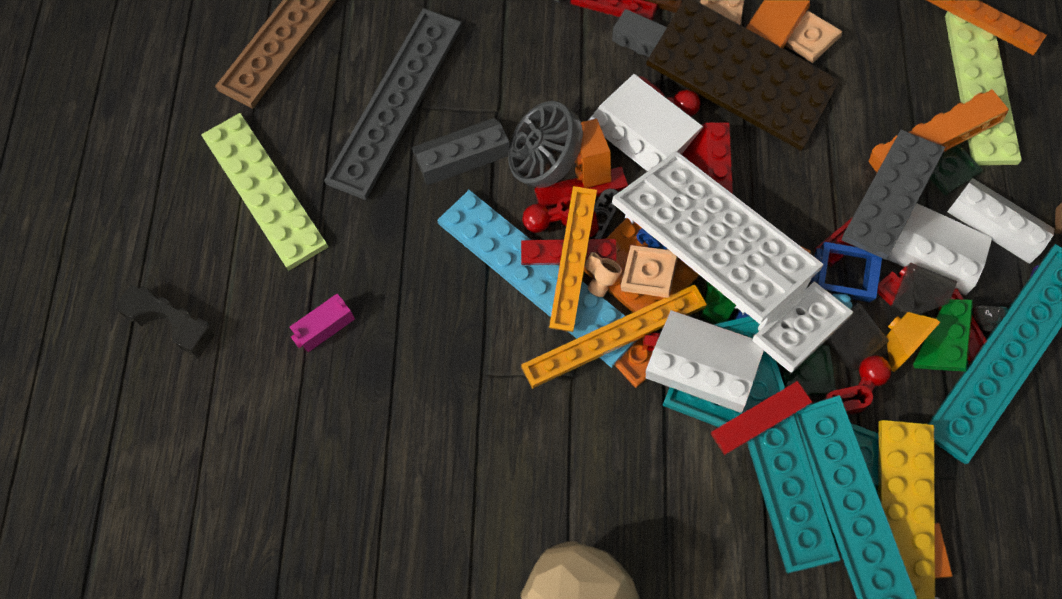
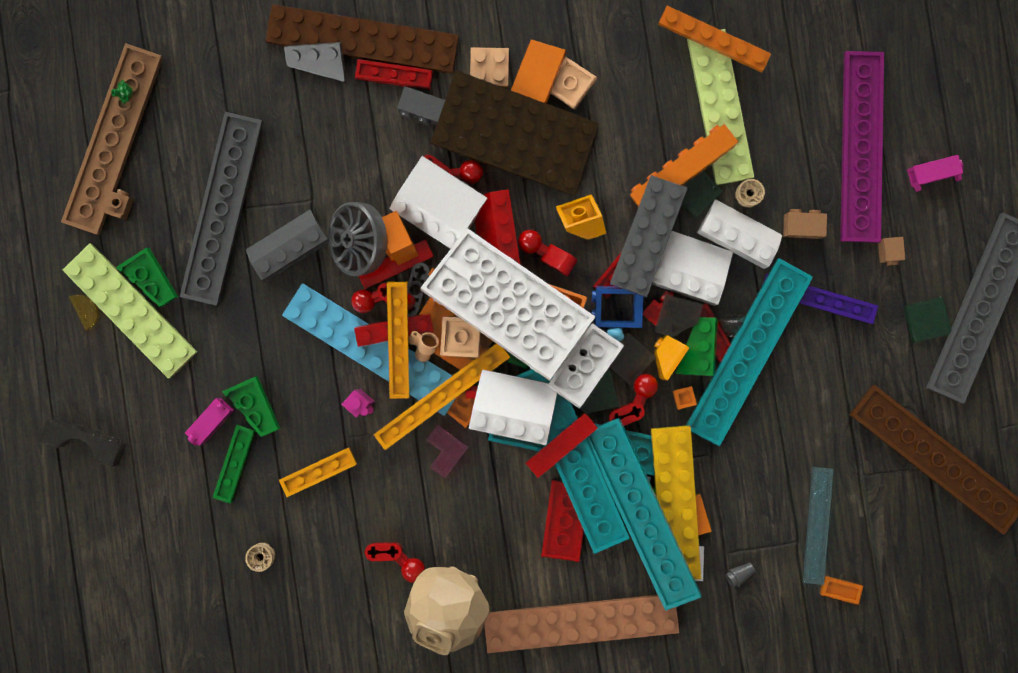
camera: 10 degrees left, 20 degrees up
(214, 181) = (85, 309): none -> clear yellow tile
(283, 80) = (124, 207): none -> medium nougat brick
(295, 156) = (148, 275): none -> green wing
(338, 380) = (234, 464): none -> green tile
(339, 490) = (253, 560): none -> tan wheel
(380, 313) = (253, 403): none -> green wing
(440, 406) = (318, 472): none -> light orange plate
(504, 525) = (410, 568): none -> red beam
(510, 326) = (359, 403): none -> dark pink brick
(613, 408) = (450, 448): none -> clear pink plate
(747, 533) = (563, 528): none -> red tile
(774, 207) = (552, 256): none -> red beam
(815, 170) = (582, 217): none -> light orange slope
(923, 395) = (684, 397): none -> orange plate
(1023, 172) = (755, 188): none -> tan wheel

